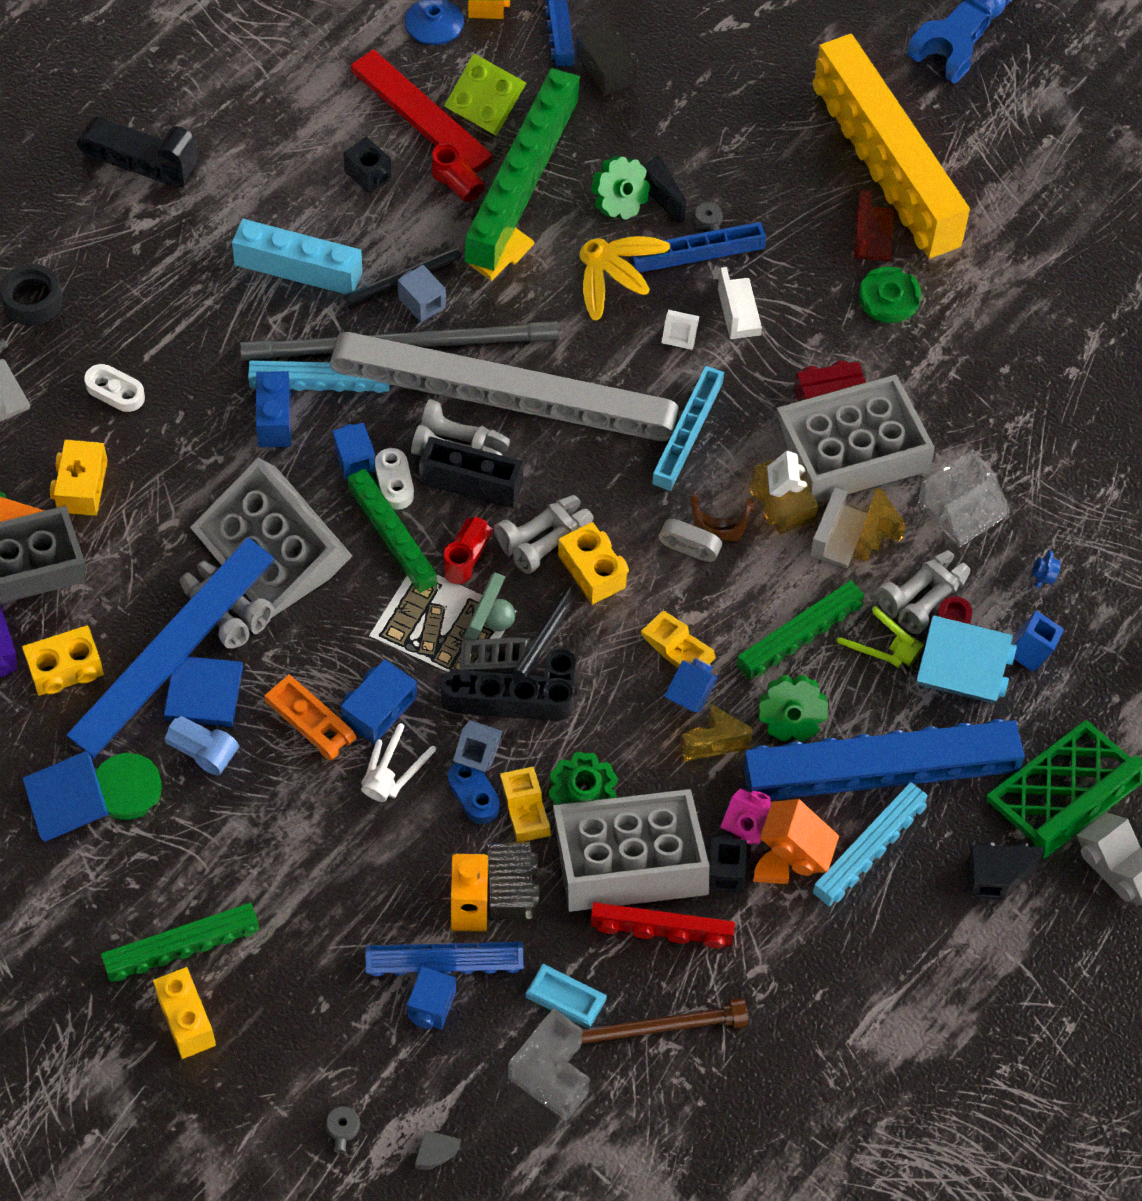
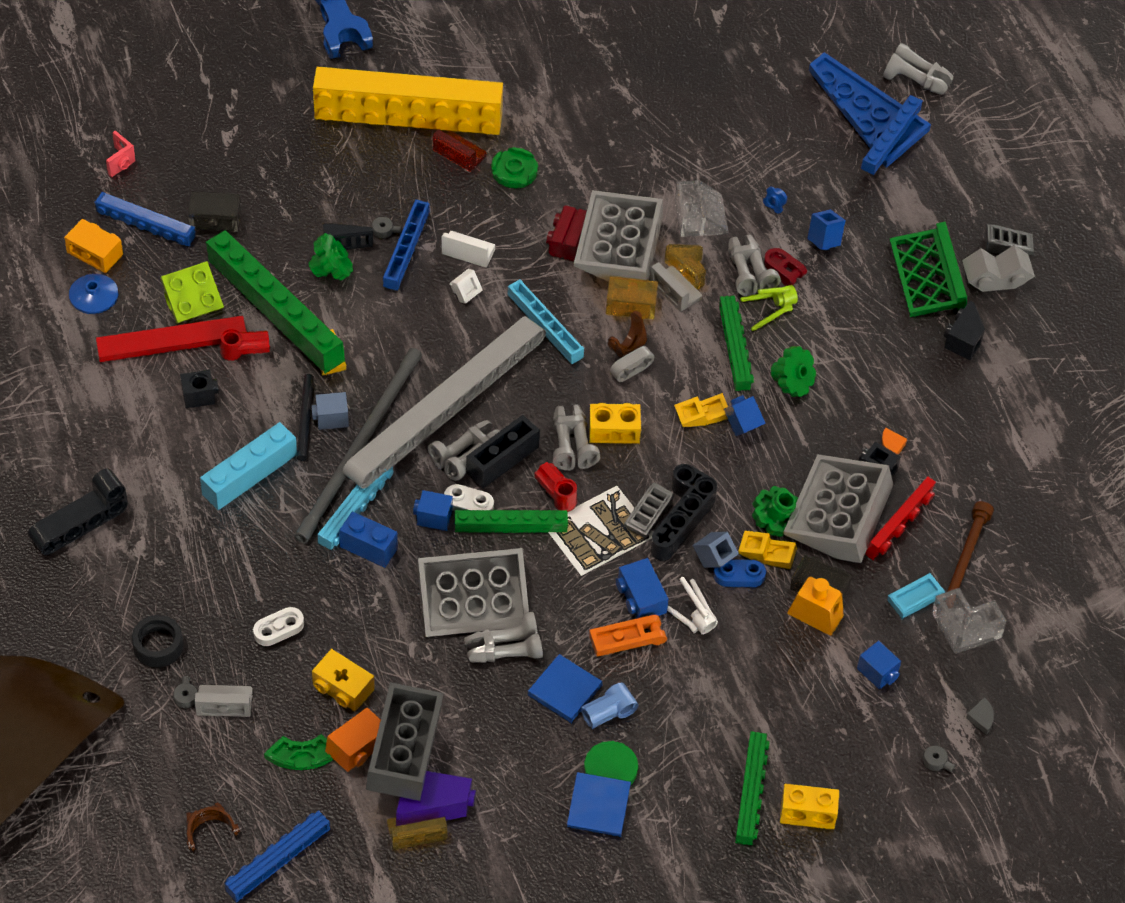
camera: 60 degrees left, 5 degrees down
(60, 653) = (487, 757): yellow brick -> none
(170, 648) = (526, 687): blue tile -> none
(444, 957) = (852, 645): blue piece -> none
(495, 613) = (613, 496): sand green tile -> none
(546, 633) = (655, 473): black bar -> none
(603, 256) = (382, 296): yellow plant -> none
(723, 737) = (784, 420): clear yellow slope -> none
(747, 815) = (855, 433): dark pink brick -> none
(784, 475) = (630, 283): white tile -> none
(799, 837) = (890, 413): orange brick -> none
(870, 845) = (908, 387): medium azure piece -> none
(884, 760) = (856, 350): blue brick -> none
(966, 660) = (817, 269): medium azure brick -> none

